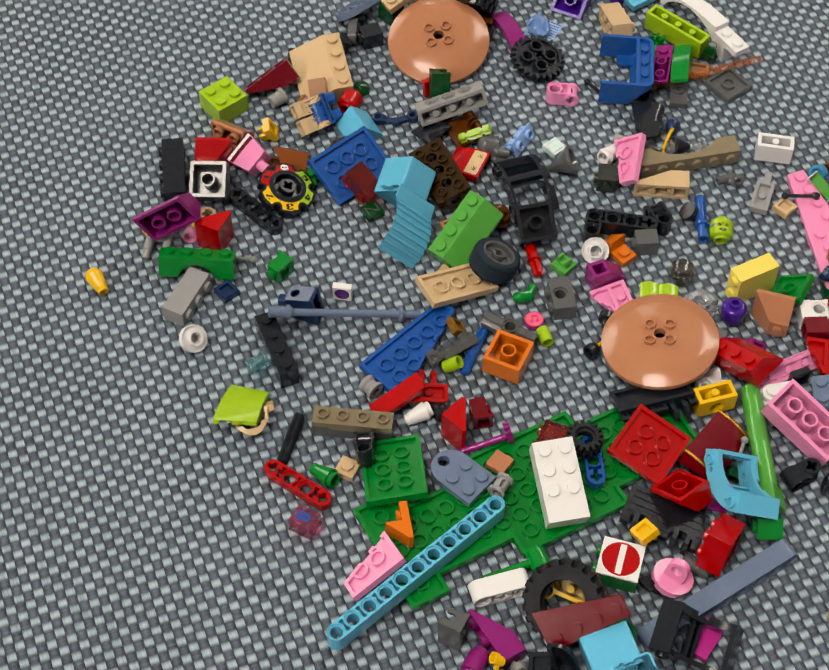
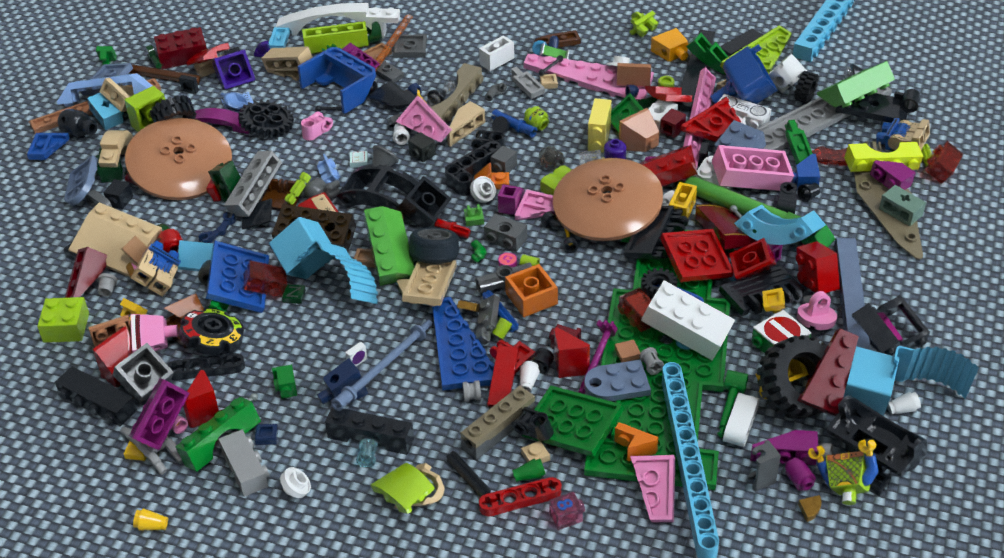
camera: 50 degrees left, 10 degrees down
(681, 63) = (372, 48): green slope -> none

